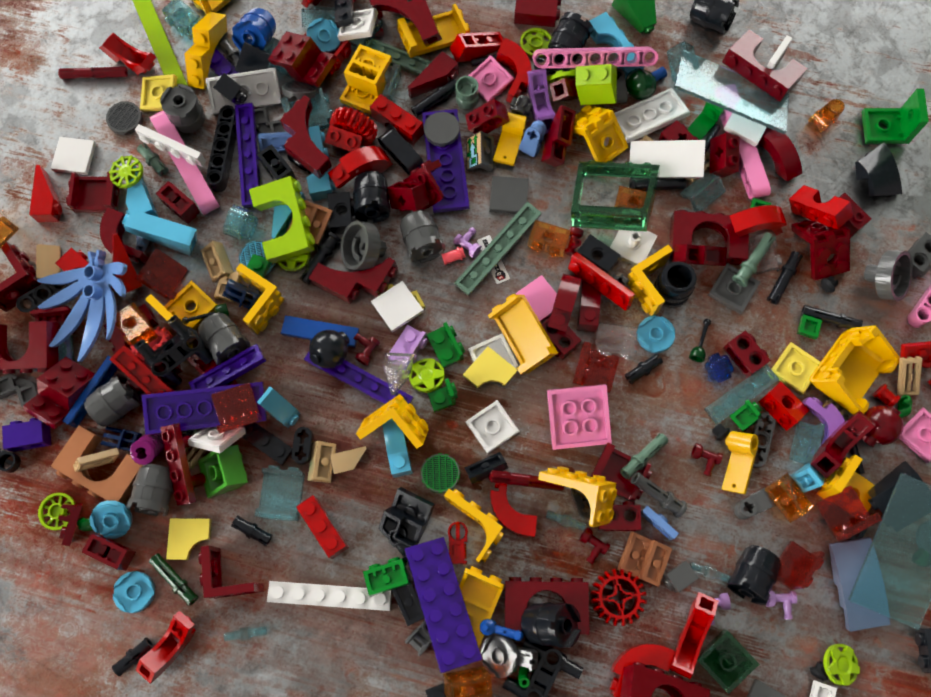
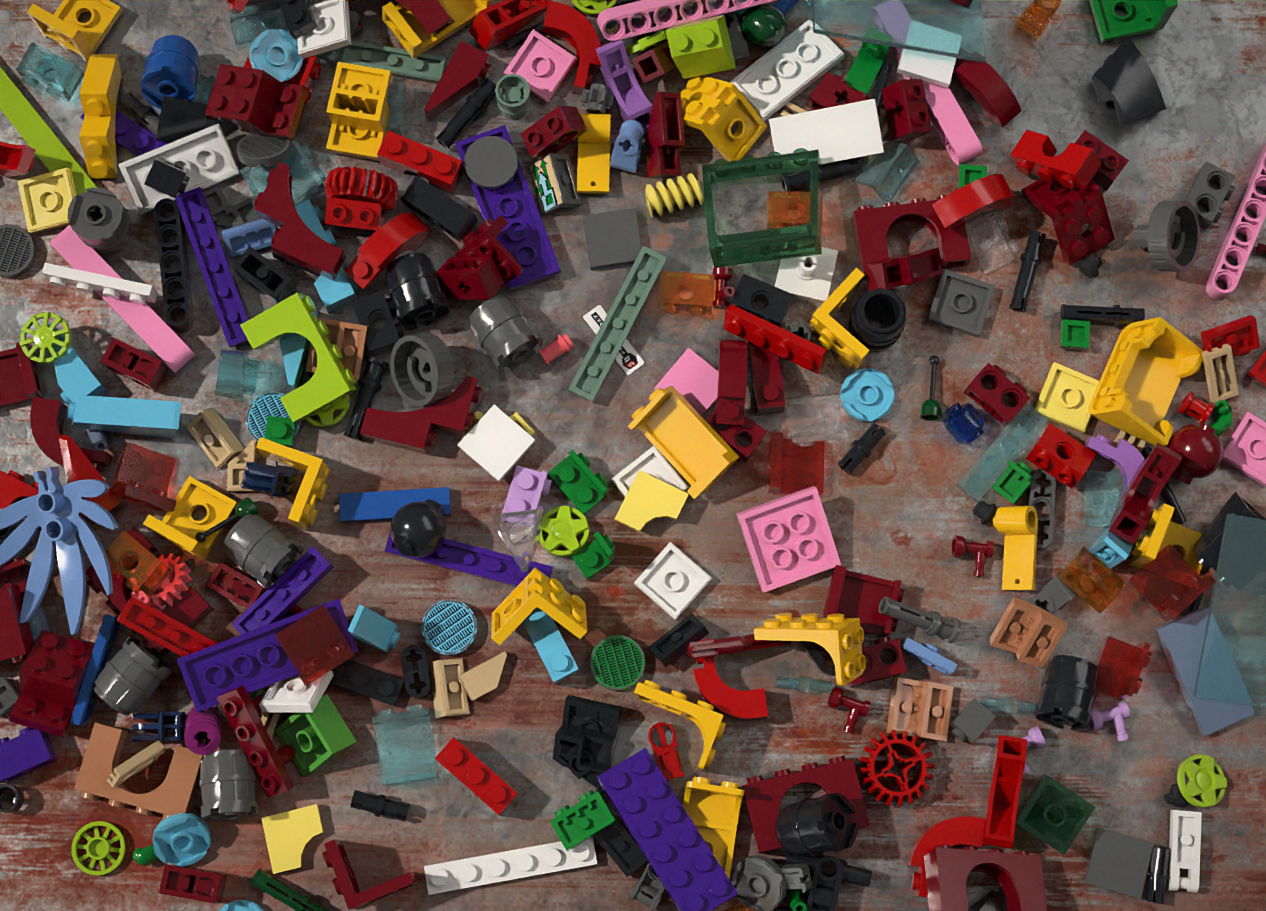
camera: 20 degrees left, 5 degrees up
(72, 518) = (127, 871): dark red plate -> none
(152, 159) = (72, 306): sand green pin -> none
(174, 351) = (203, 587): black piece -> none
(333, 421) = (449, 627): none -> tile
(370, 344) = (472, 508): dark red piece -> none
(473, 249) = (564, 324): lavender piece -> none
(490, 627) = (737, 850): blue piece -> none
(556, 175) = (673, 194): none -> light yellow piece
(639, 461) = (883, 580): sand green pin -> none
(735, 523) = (1028, 632): none -> nougat slope
(749, 267) = (975, 269): sand green pin -> none

